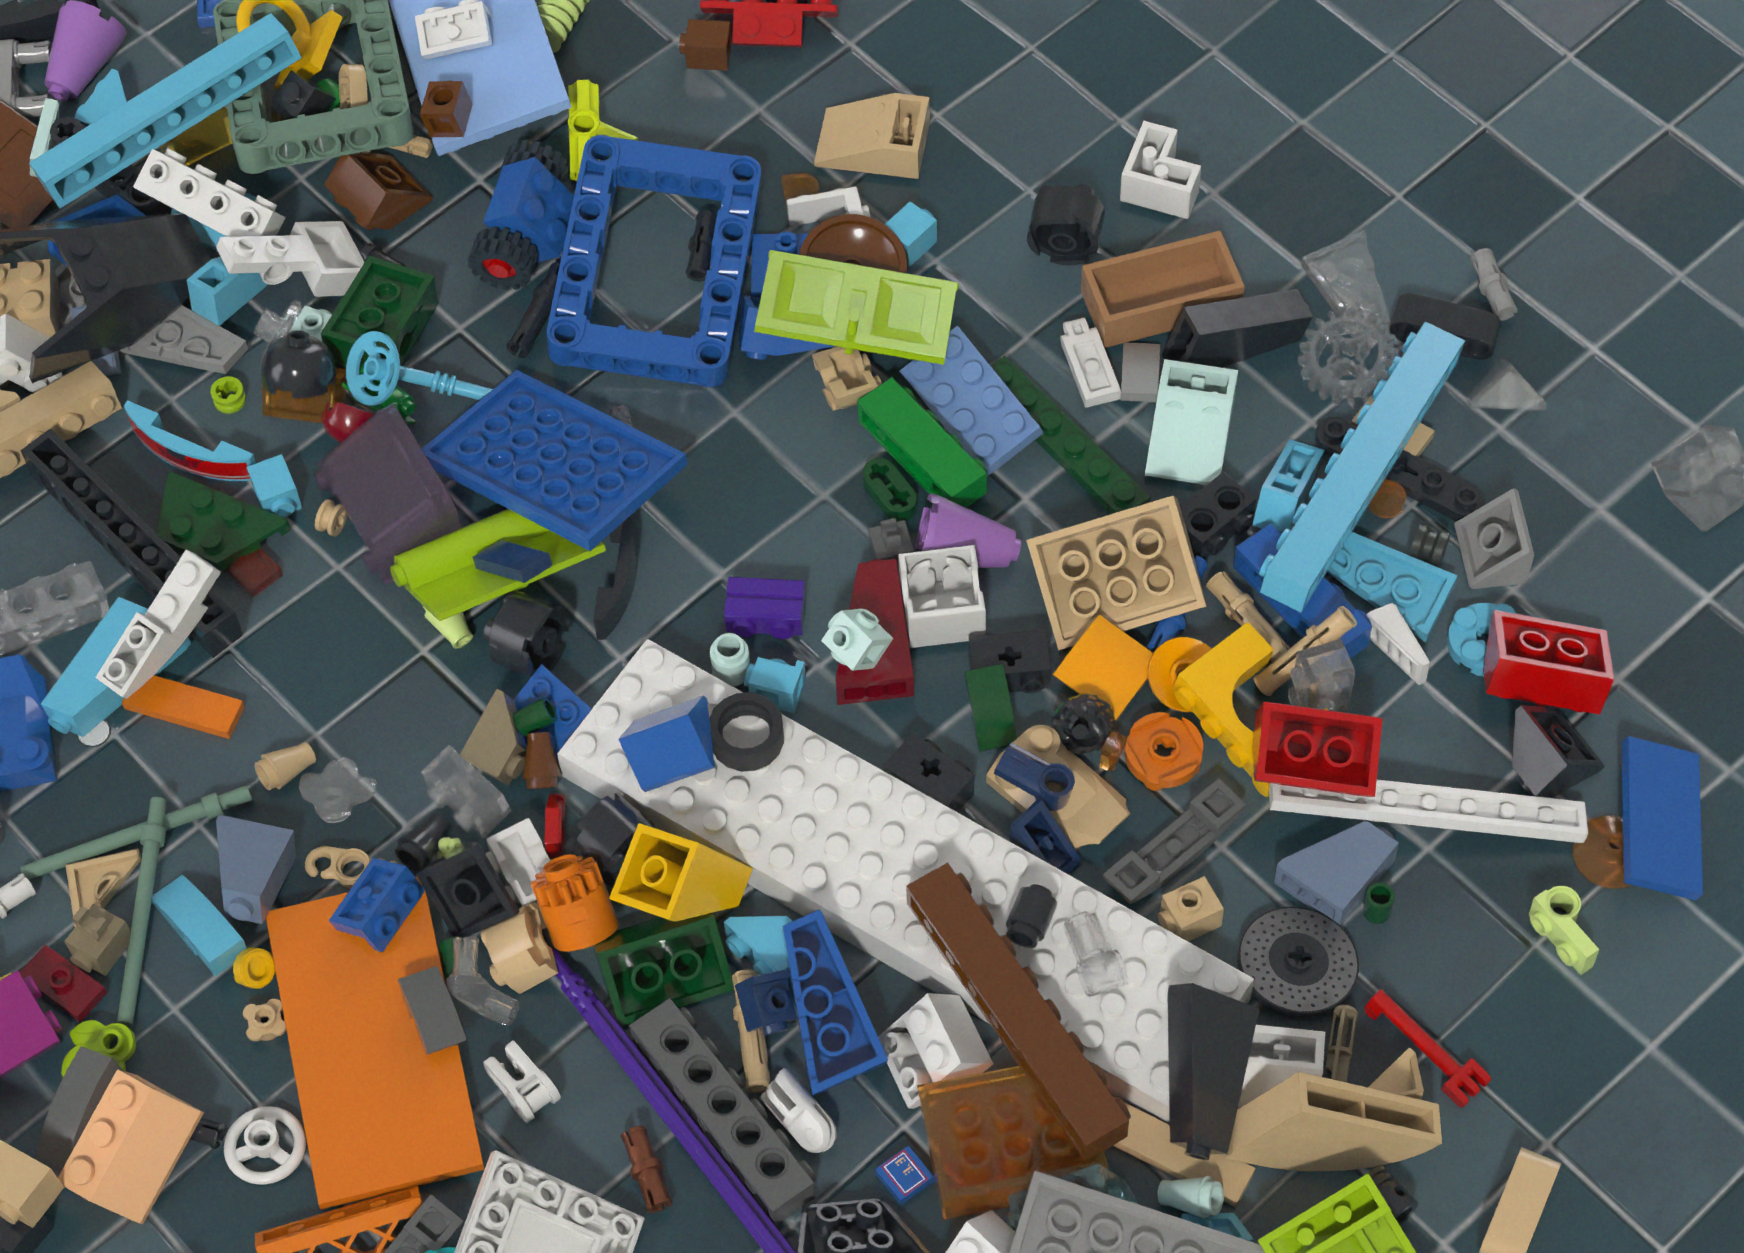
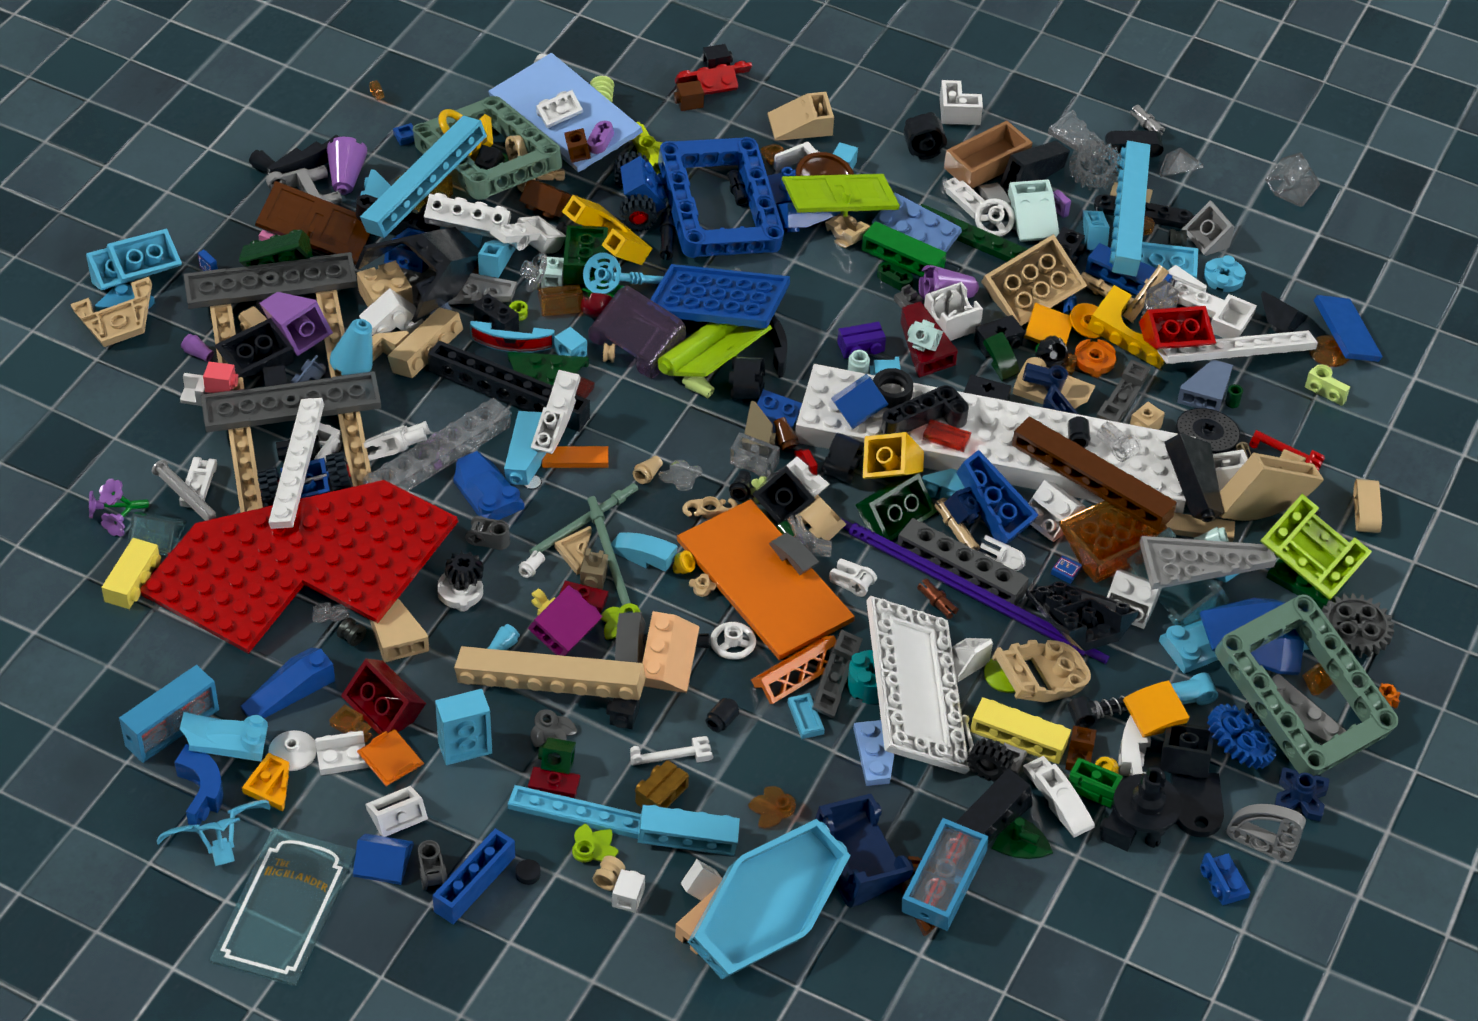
camera: 25 degrees left, 10 degrees down
(43, 139) = (352, 209): light aqua tile -> none
(179, 400) = (493, 311): none -> black brick
(252, 866) = (657, 515): sand blue slope -> none
(298, 365) = (558, 281): black cylinder -> none
(378, 903) = (738, 513): blue bracket -> none
(444, 320) = (620, 239): none -> yellow arch
(493, 101) = (605, 137): none -> medium lavender beam
(512, 561) = (726, 343): dark blue tile -> none
(535, 716) = (774, 411): dark green hinge -> none
(574, 903) = (842, 487): orange gear -> none
(773, 803) = (932, 405): none -> black beam
(798, 853) = (947, 435): none -> clear red tile
(1136, 398) = (997, 210): none -> white piece
(1250, 418) = (1062, 203): none -> medium lavender tile
(1447, 730) = (1227, 315): none -> white plate
(1548, 662) = (1262, 273): red slope -> none

